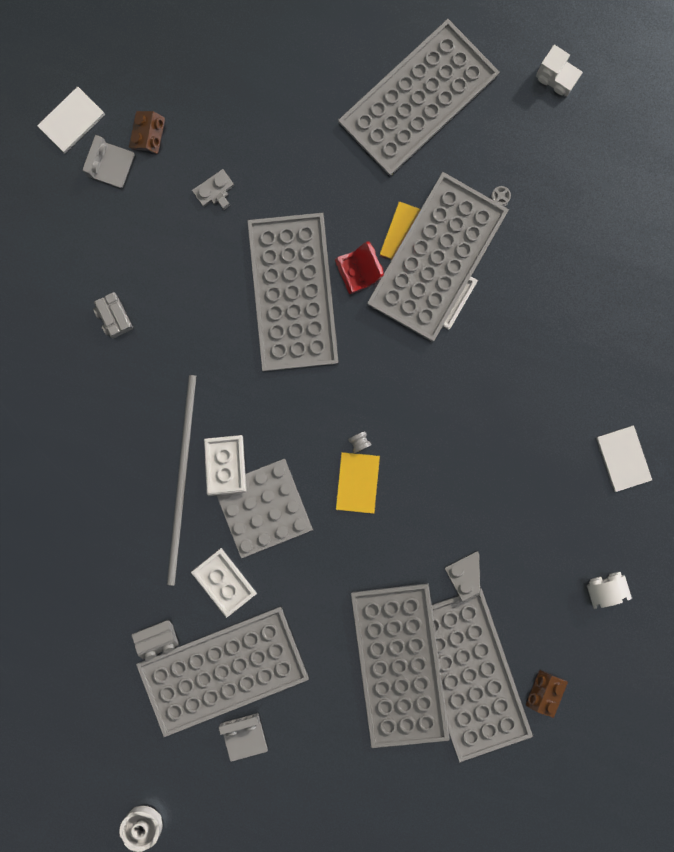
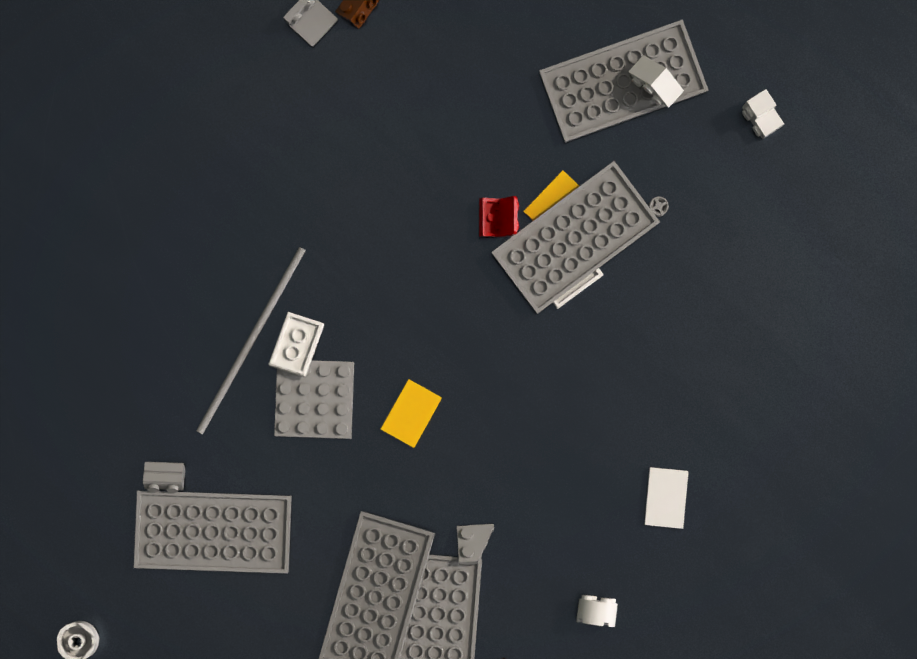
camera: 20 degrees right, 0 degrees up
(113, 315) = (253, 162): light grey brick -> none
(214, 190) = (397, 85): light grey hinge -> none
(223, 582) = (248, 451): white tile -> none
(243, 737) = (206, 600): light grey bracket -> none
(292, 292) = (428, 211): light grey plate -> none
(359, 442) = (429, 376): light grey wheel -> none
(450, 80) = (656, 81): none -> white brick

